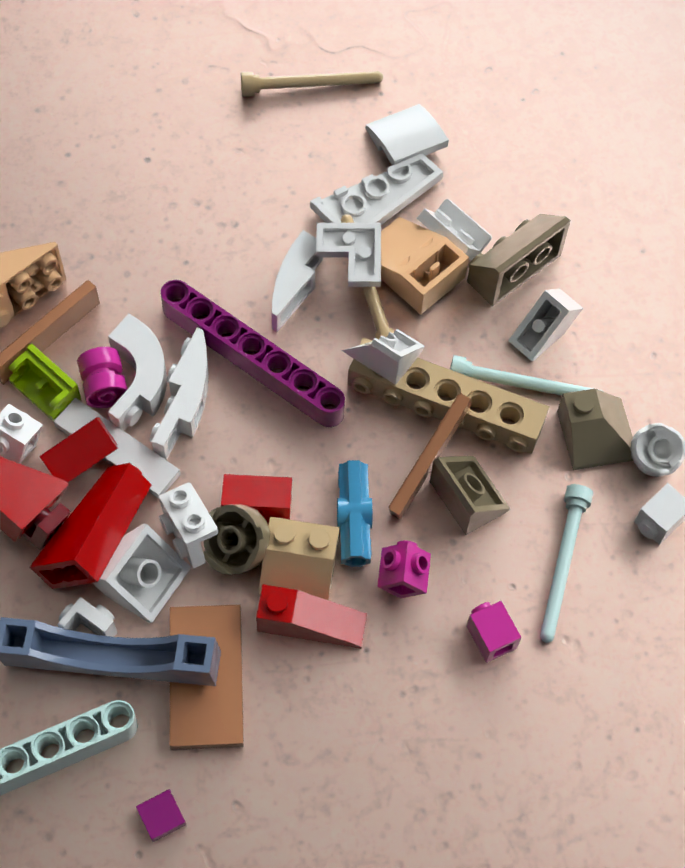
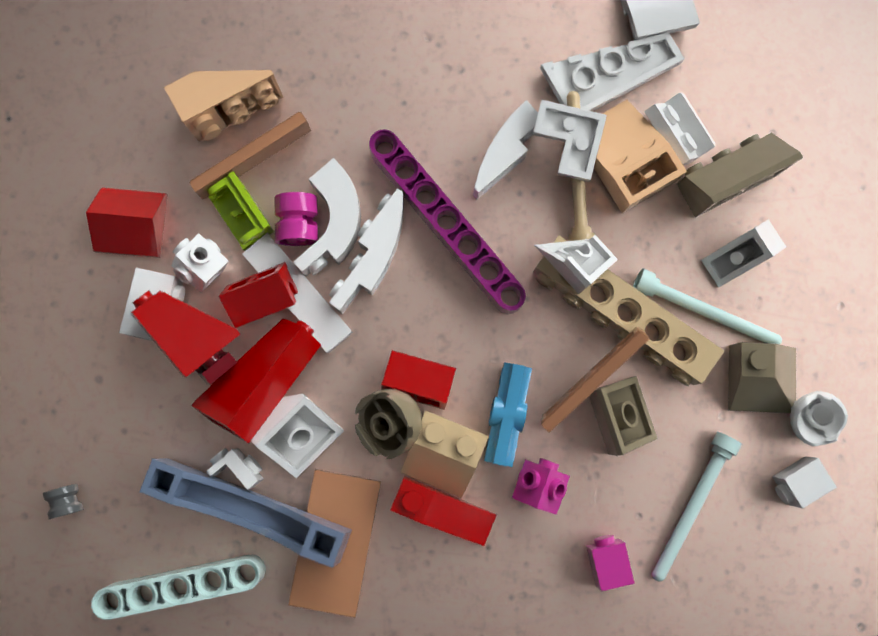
camera: 10 degrees right, 20 degrees up
(188, 521) = (347, 394): white bracket -> none

